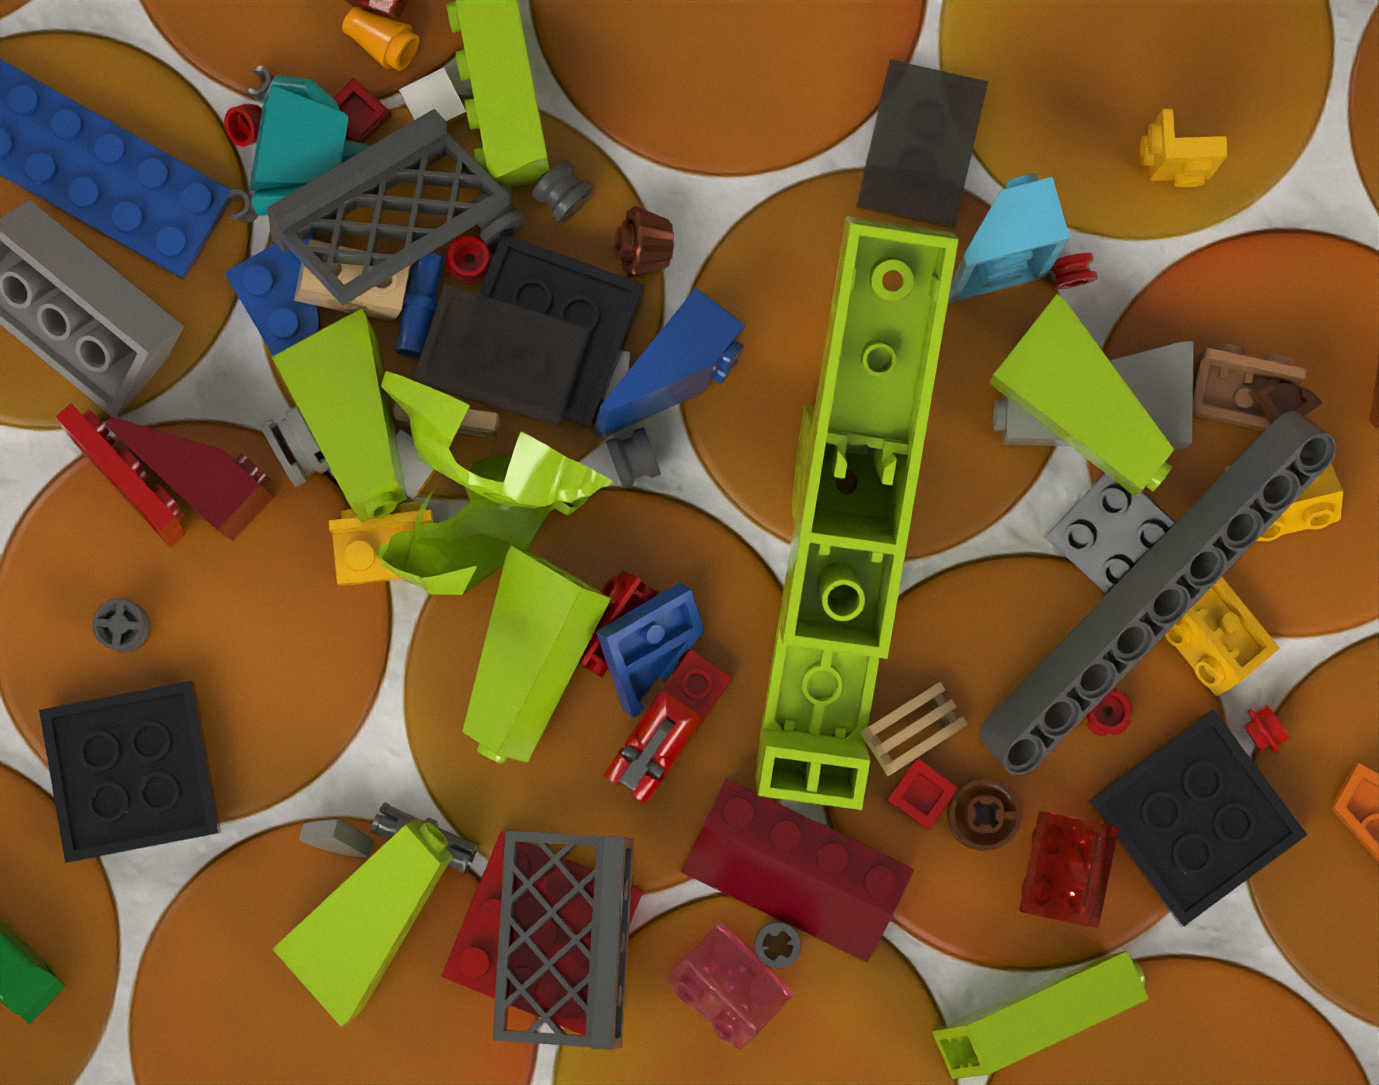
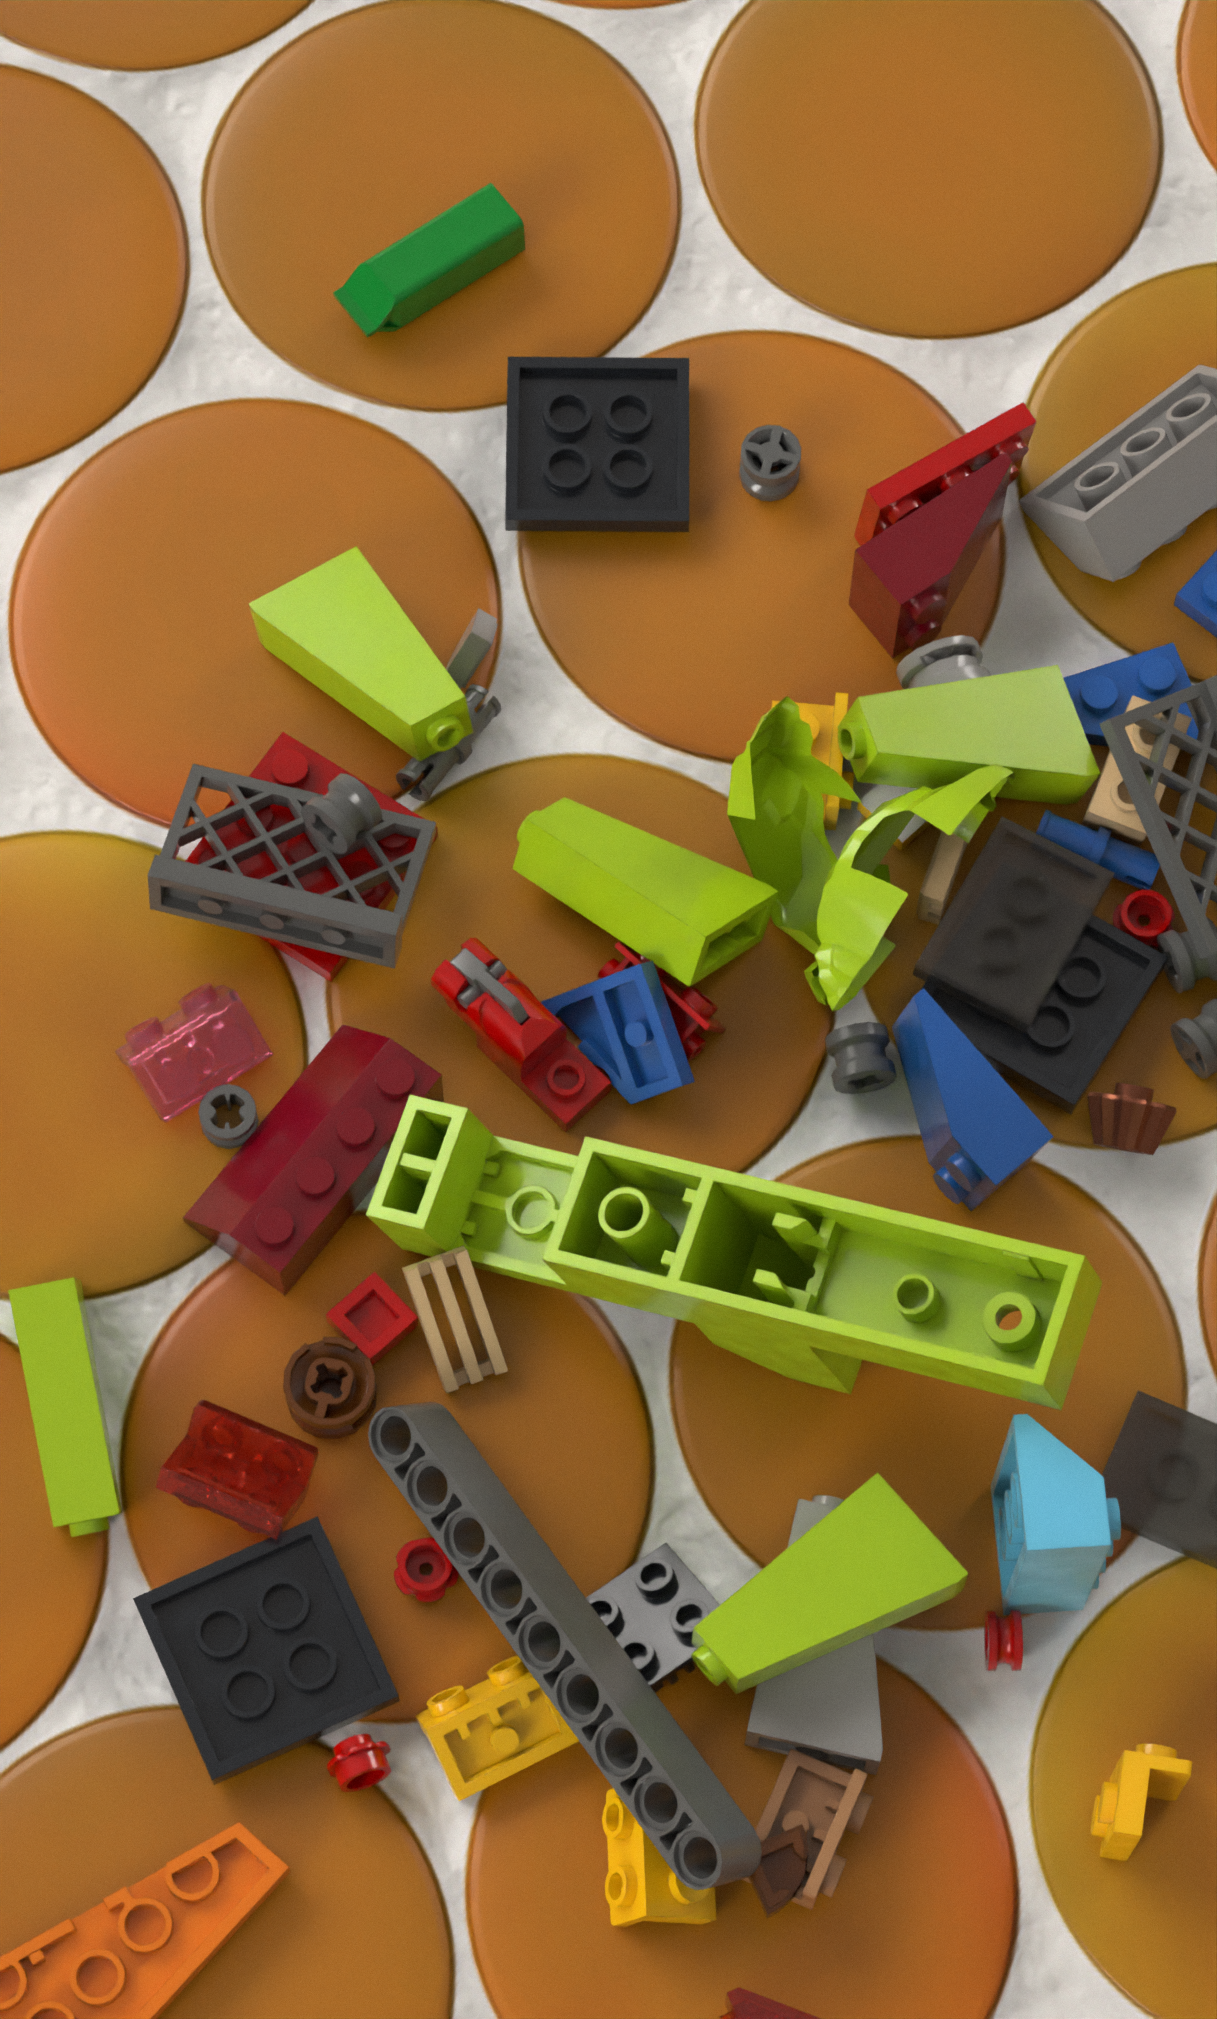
camera: 100 degrees right, 15 degrees down
(524, 904) = (341, 813): none -> dark grey wheel

